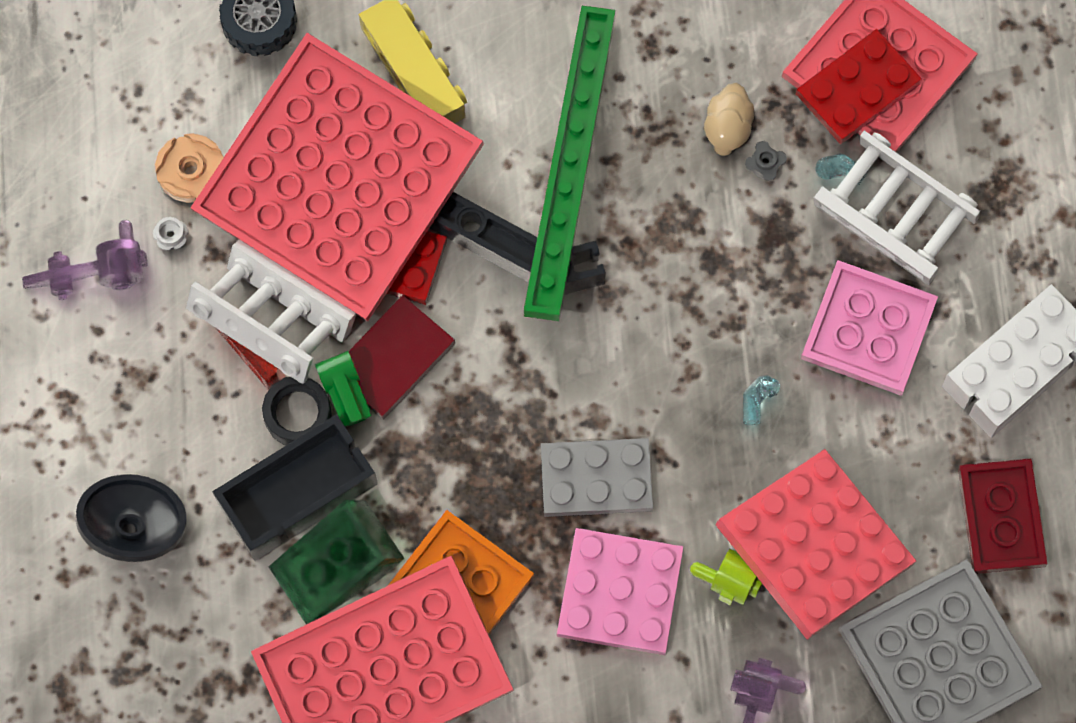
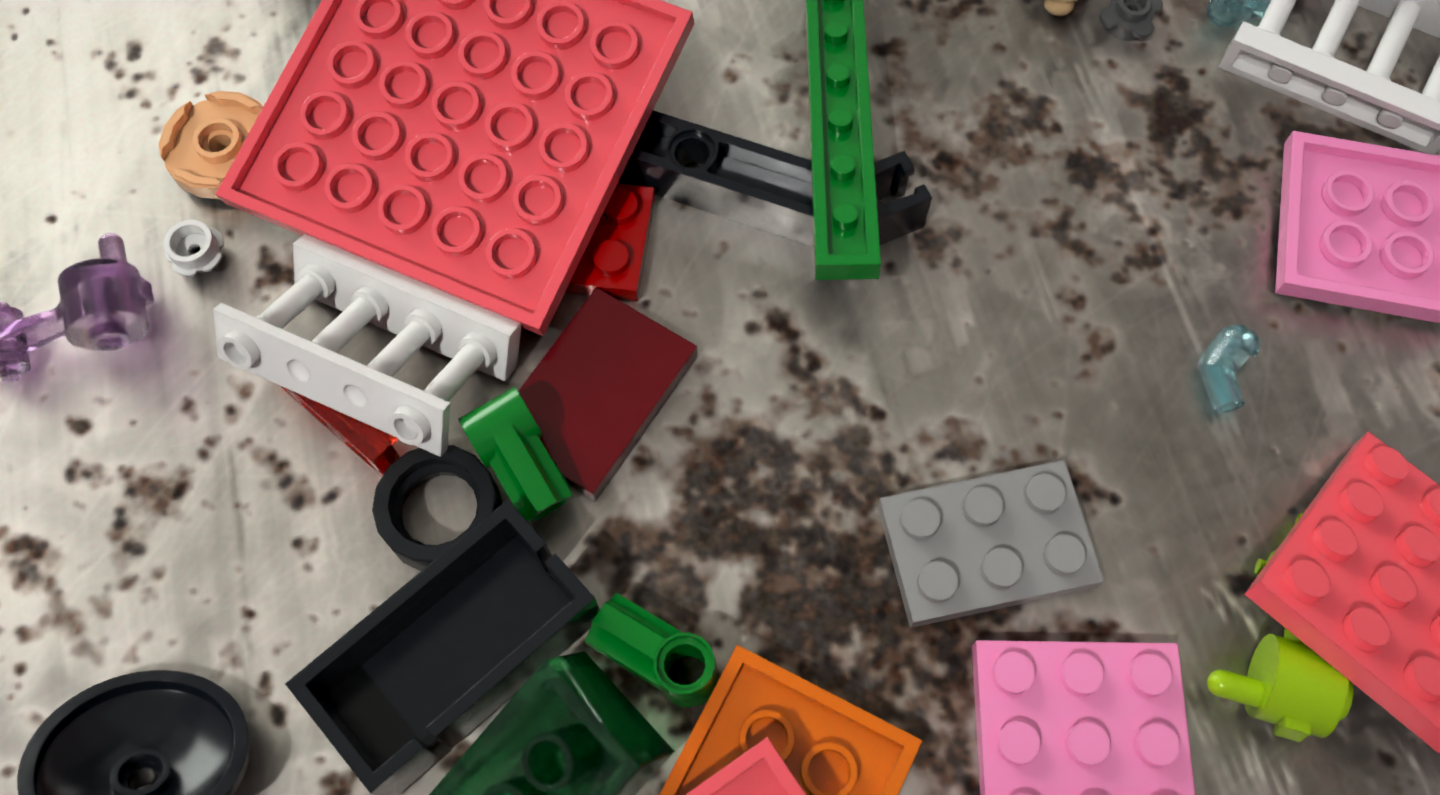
camera: 10 degrees left, 5 degrees down
(401, 505) = (650, 648): none -> green piece

